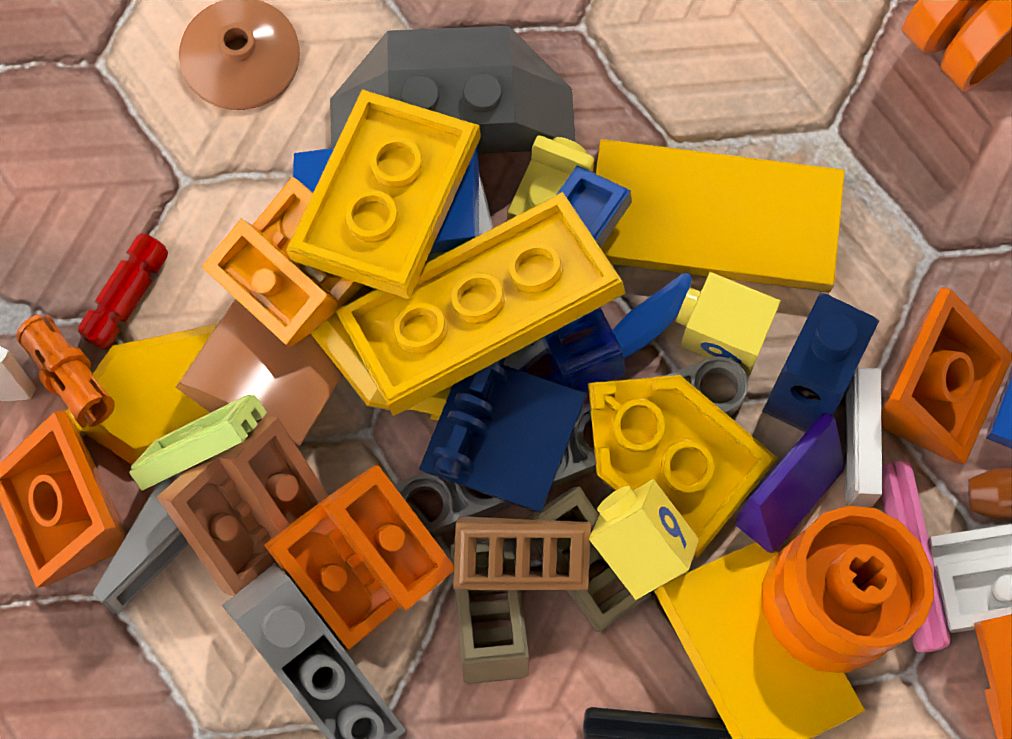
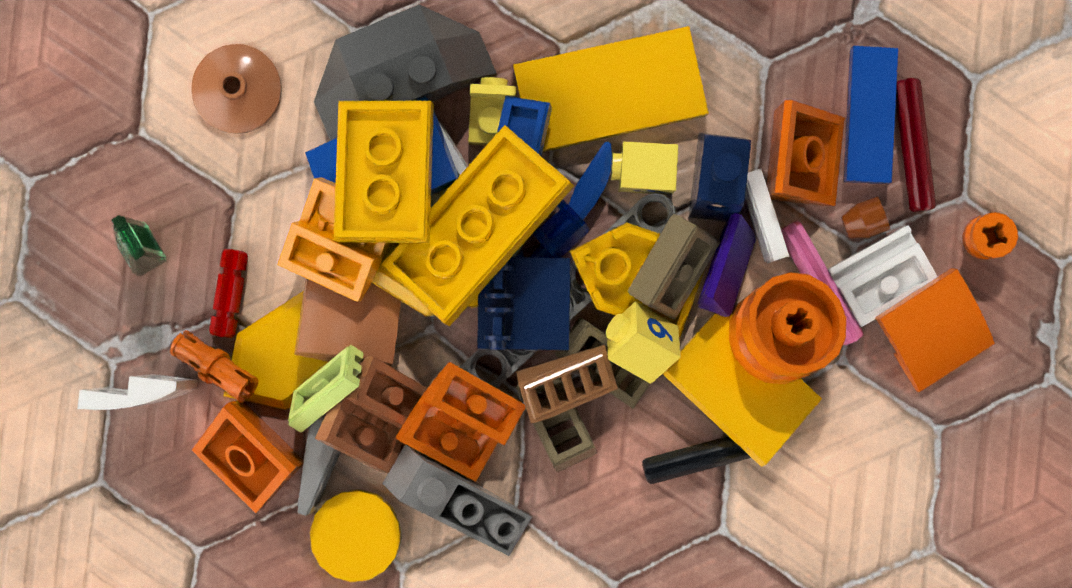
camera: 15 degrees left, 15 degrees up
(33, 184) = (137, 245): none -> slope
(156, 665) = (355, 535): none -> yellow tile
(721, 454) = (673, 266): none -> dark tan slope

